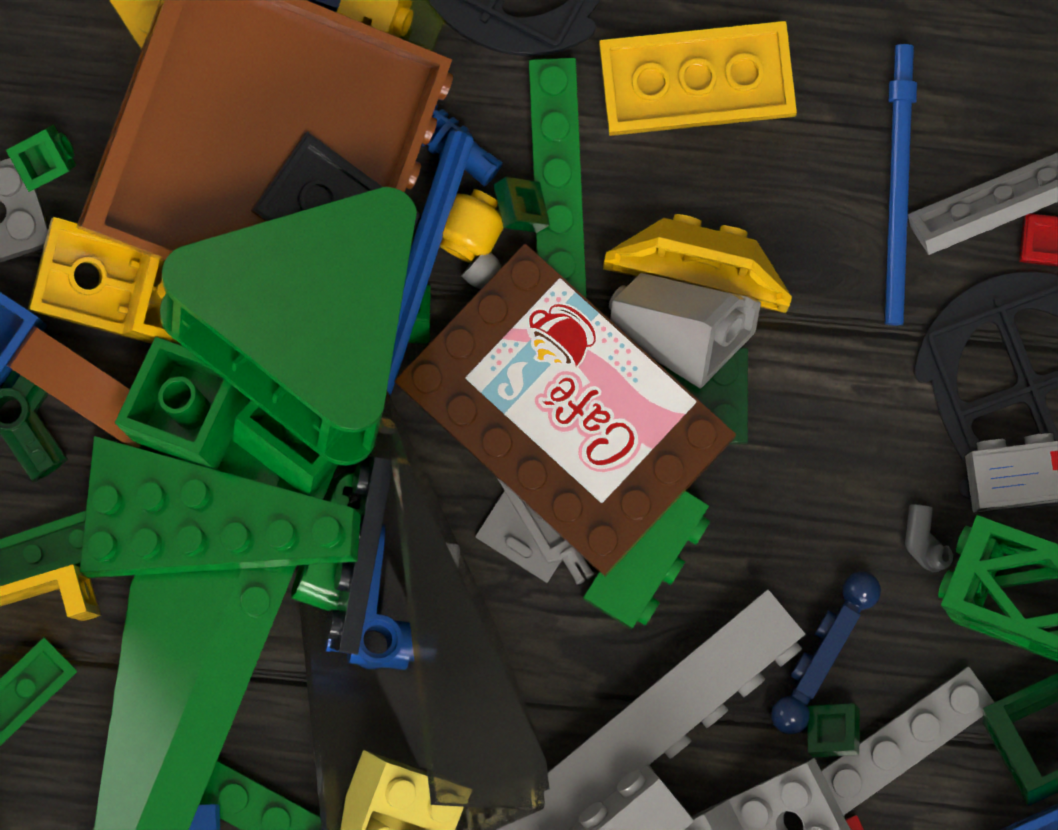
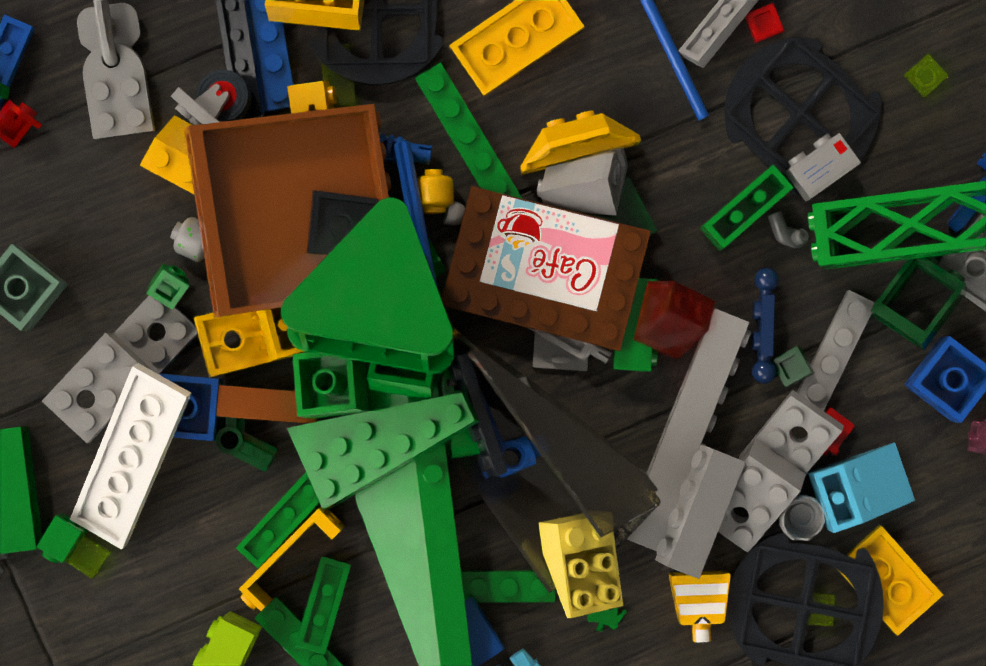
camera: 25 degrees left, 5 degrees up
(101, 110) = (188, 239): none -> light grey head
(521, 204) = (457, 164): dark green plate -> none
(702, 570) = (672, 318): none -> clear red slope
(885, 475) = (746, 207): none -> green brick

